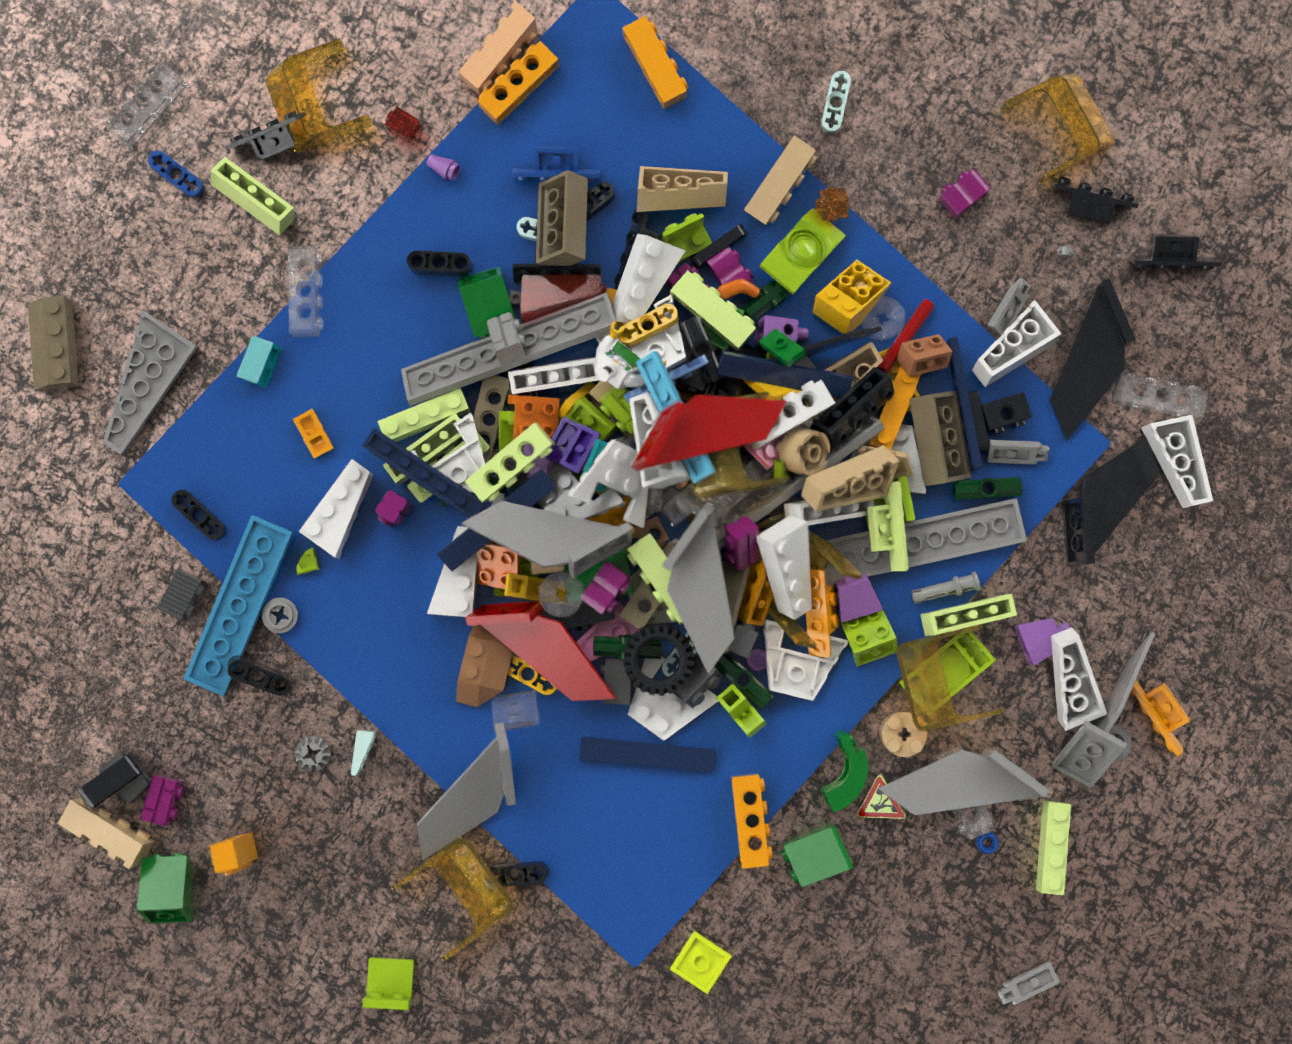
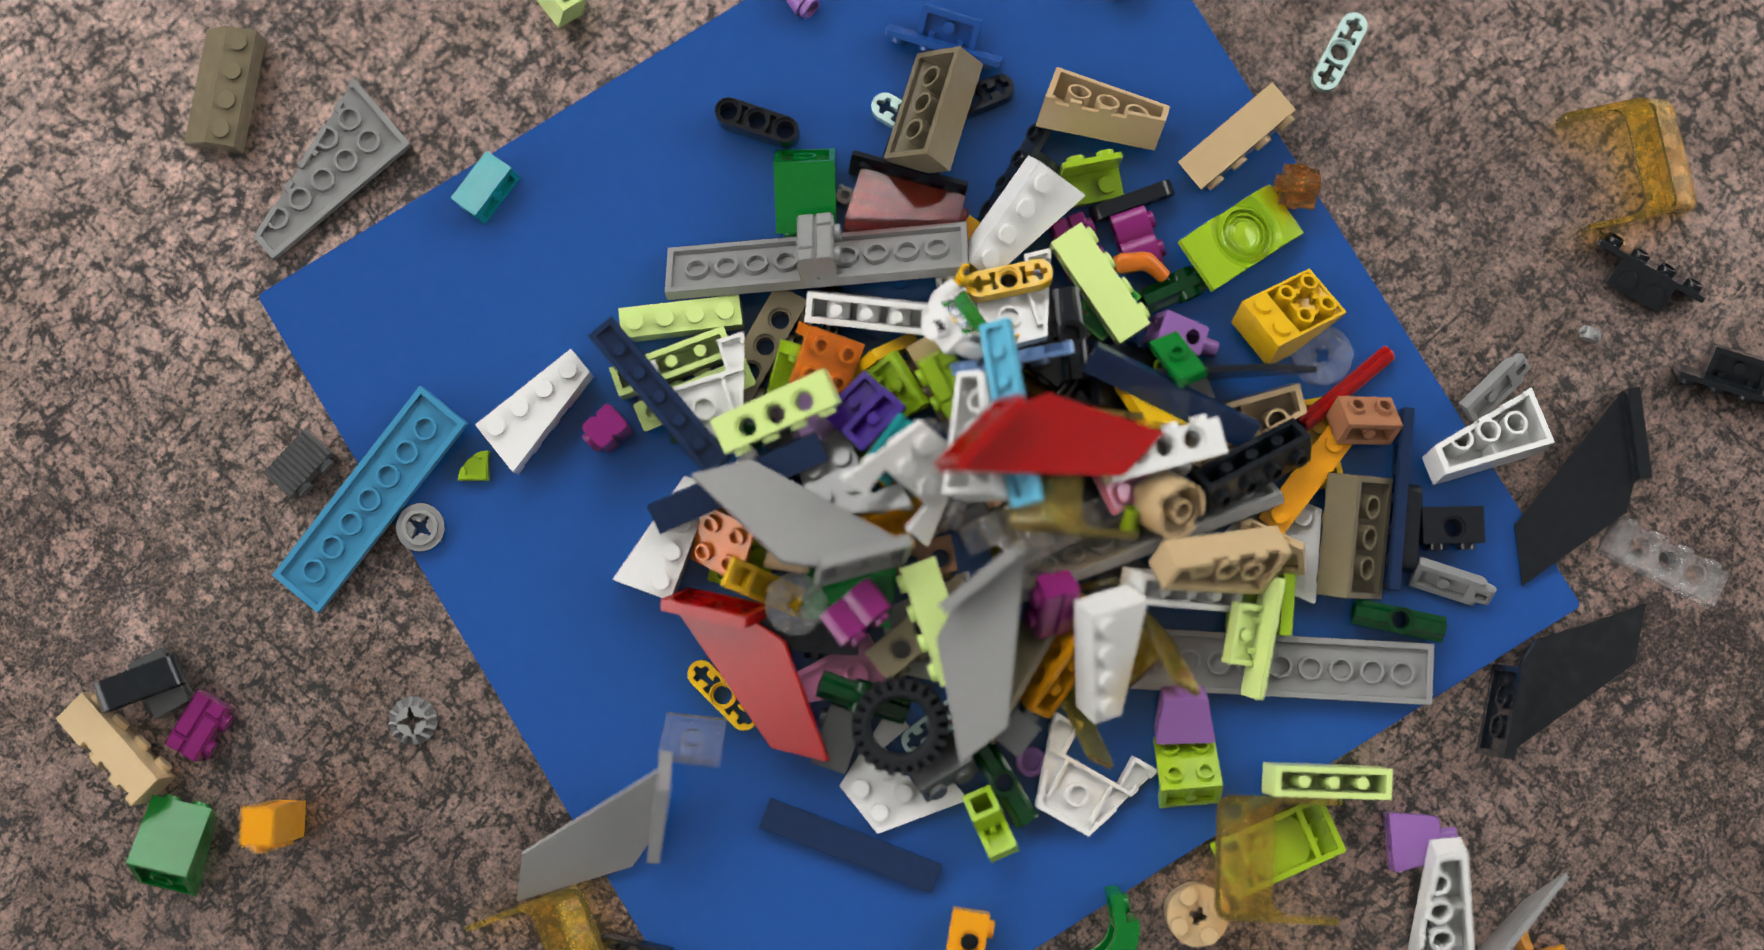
camera: 20 degrees right, 0 degrees up
(191, 499) = (347, 343): black beam -> none
(265, 683) = (376, 612): black beam -> none
(297, 258) = (573, 65): clear brick -> none
(313, 433) = (530, 300): light orange slope -> none
(363, 744) = (481, 728): light aqua slope -> none
(482, 668) = (666, 671): medium nougat wedge -> none
(822, 617) = (1132, 730): light orange bracket -> none
(955, 586) = (1320, 738): light grey pin -> none
(964, 193) = (1477, 219): magenta brick -> none
(1181, 459) = (1668, 652): white wedge -> none

